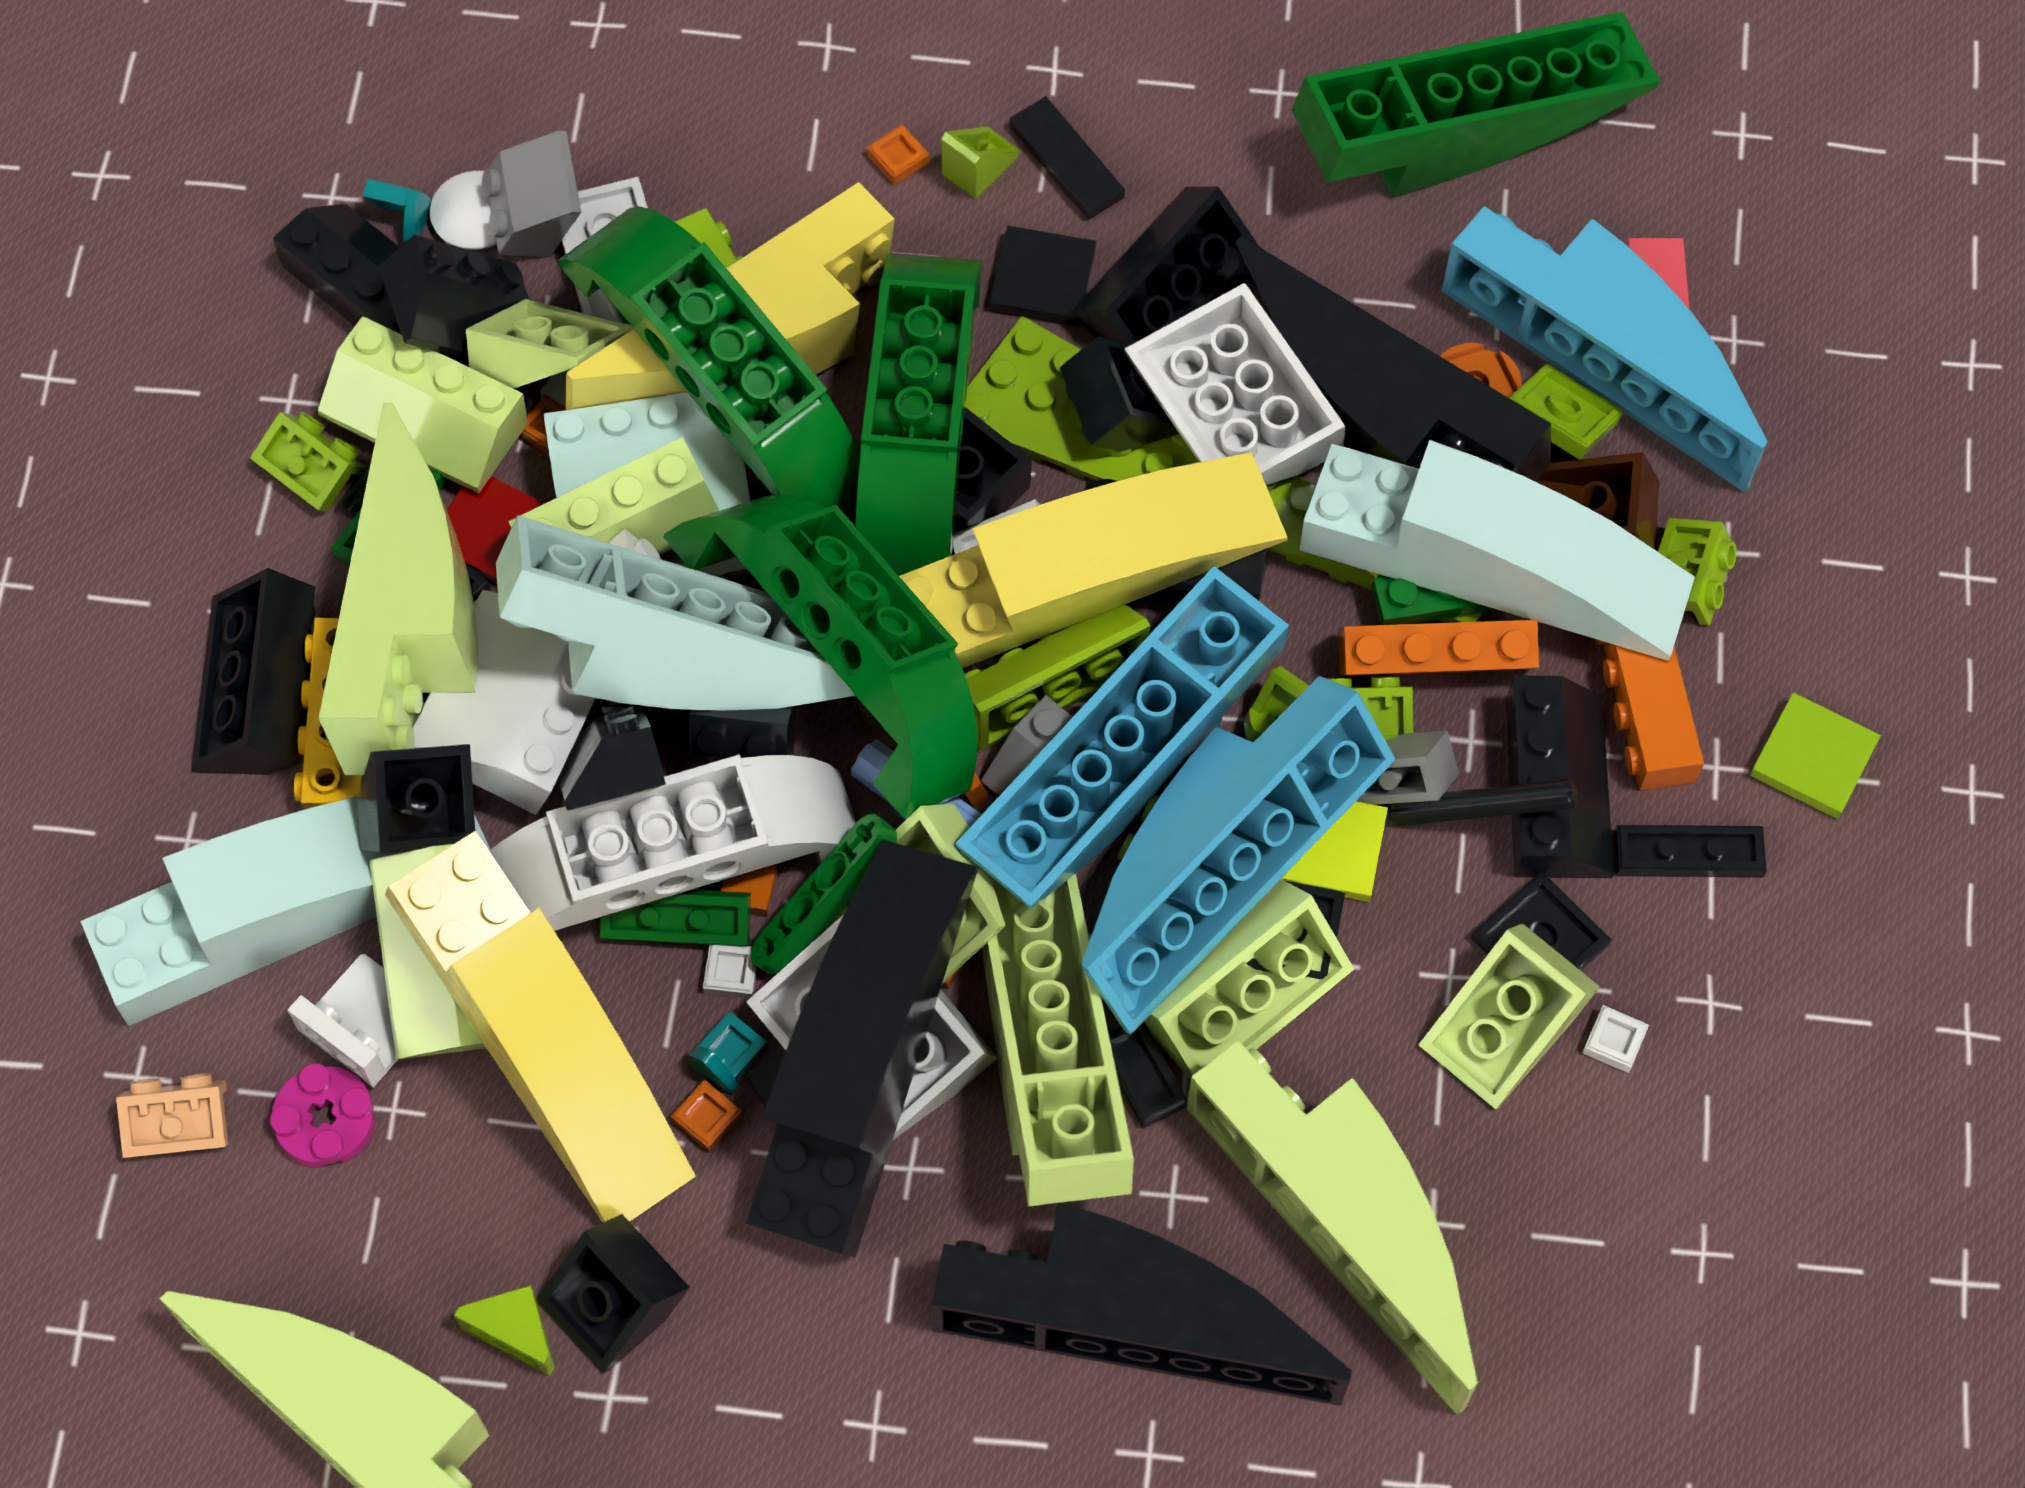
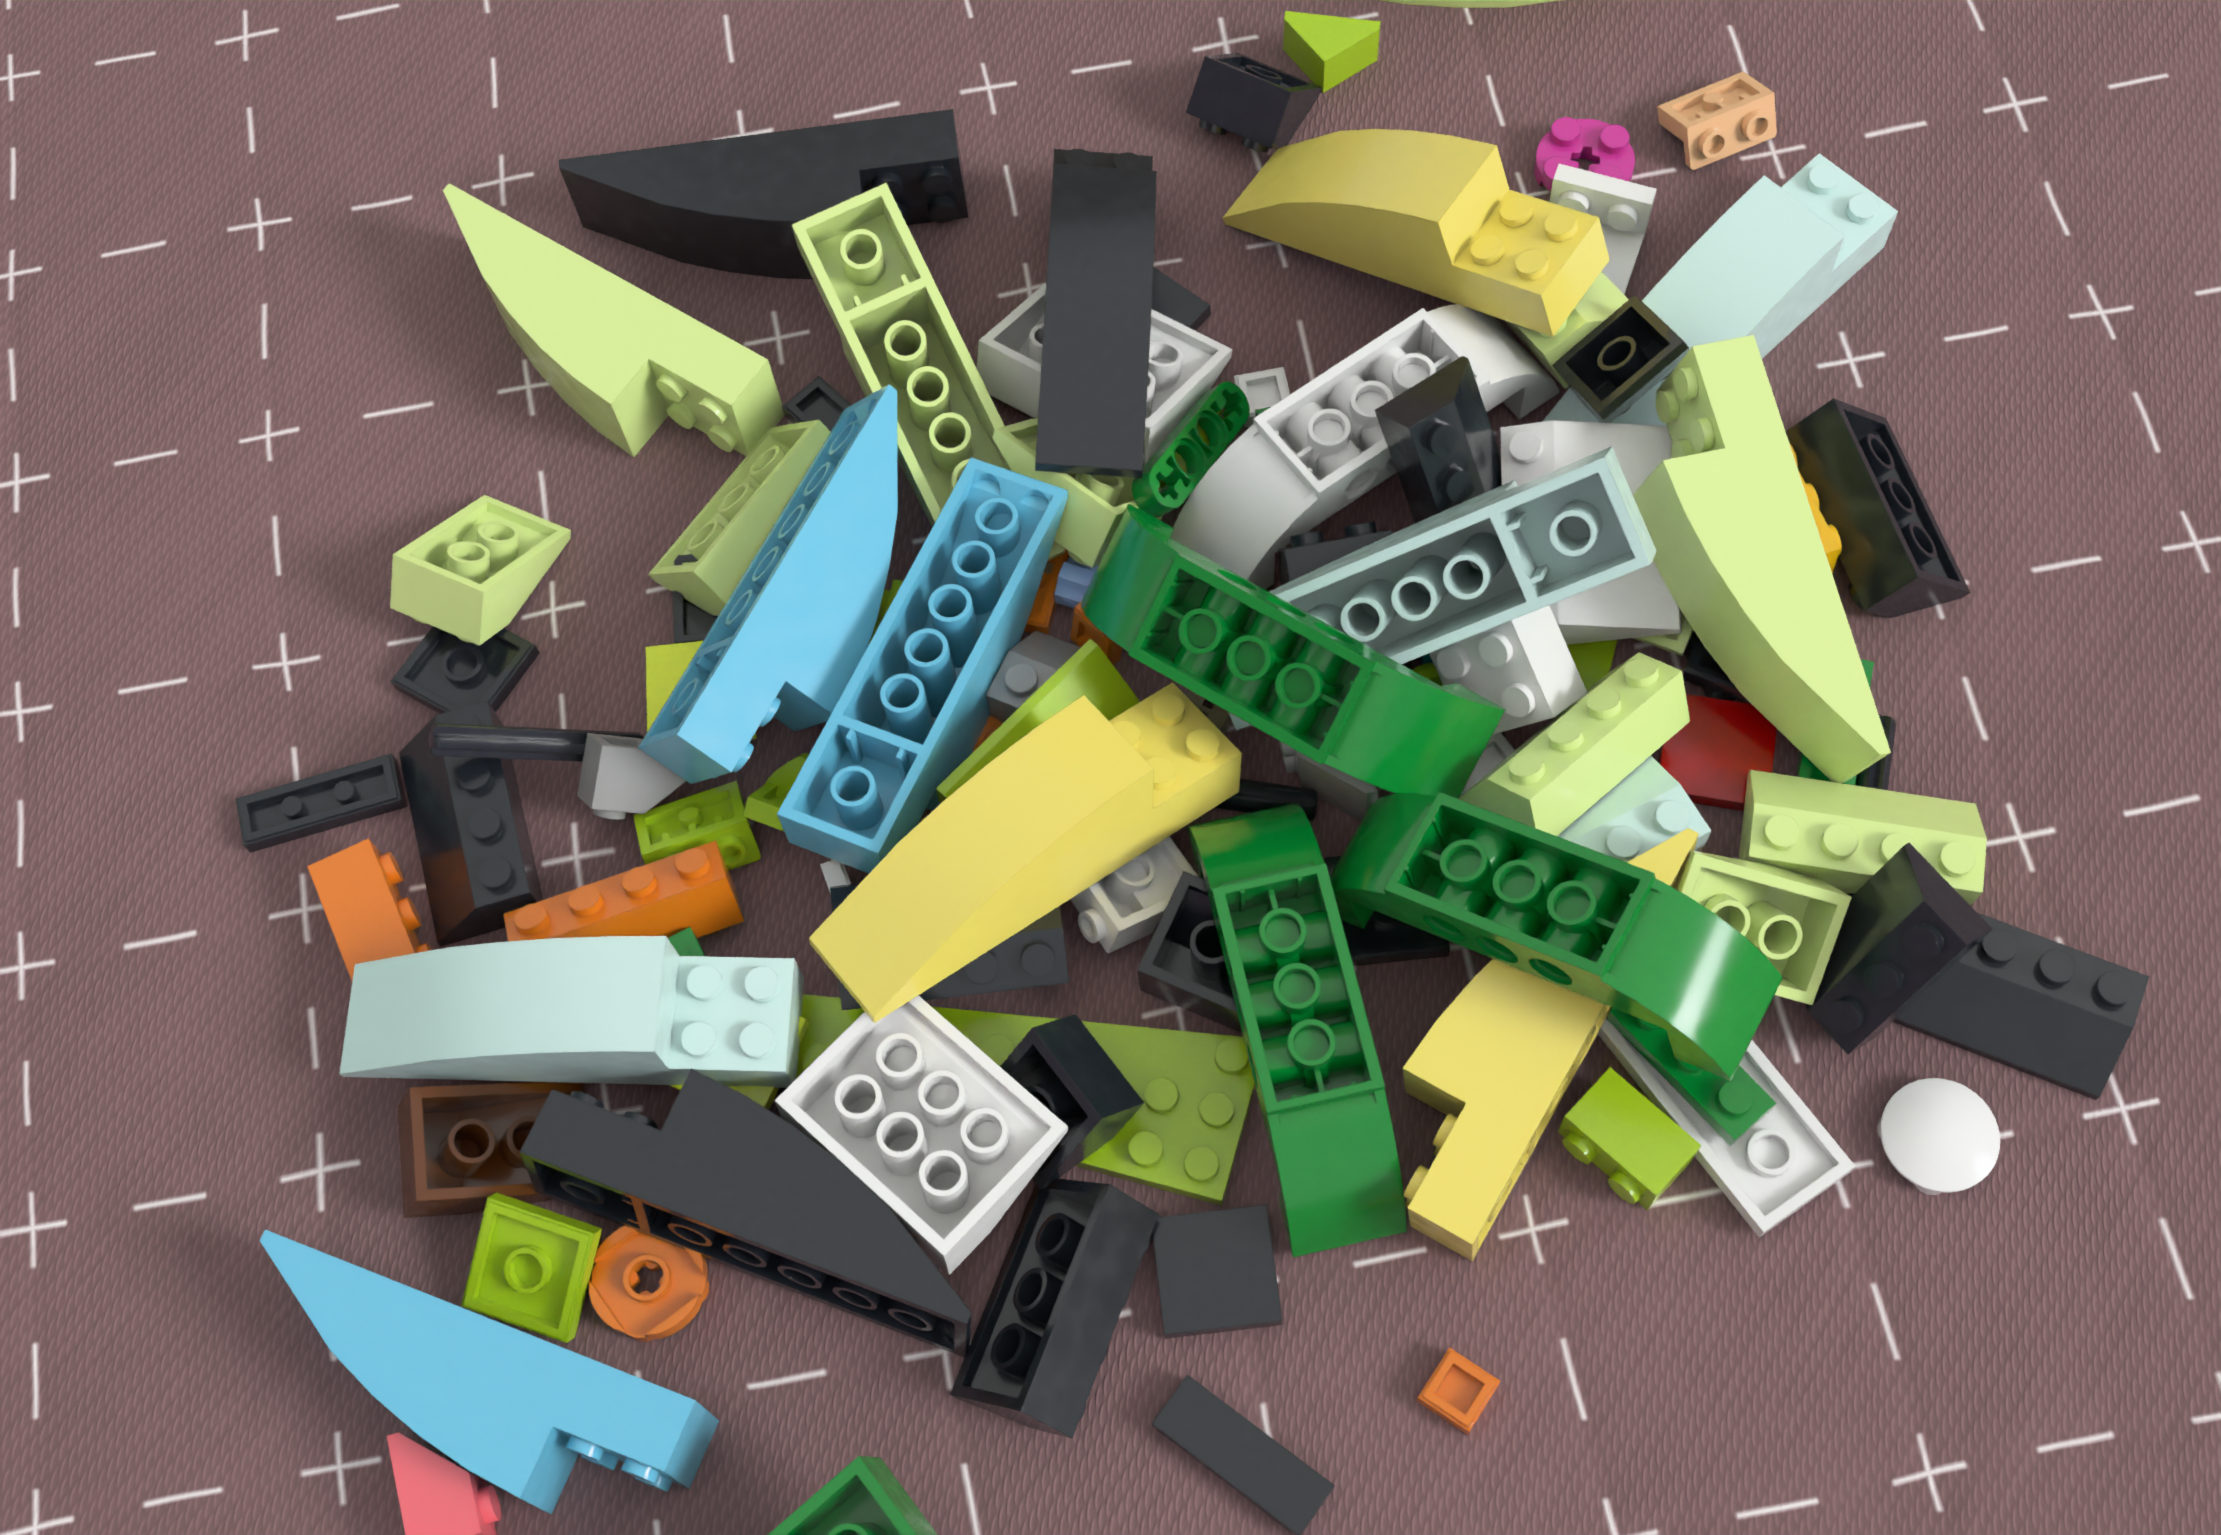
camera: 170 degrees right, 0 degrees up
(307, 459) = (1954, 760): lime bracket -> none
(408, 201) = (2032, 1105): teal tile -> none
(532, 196) = (1876, 1136): light grey slope -> none
(706, 1116) = (1233, 268): orange tile -> none
(727, 1053) = (1240, 316): teal tile -> none
(976, 158) = (1351, 1411): lime slope -> none
(1615, 1039) = (369, 594): white tile -> none
(1707, 554) = (353, 1123): lime bracket -> none
(1815, 755) = (193, 947): lime tile -> none

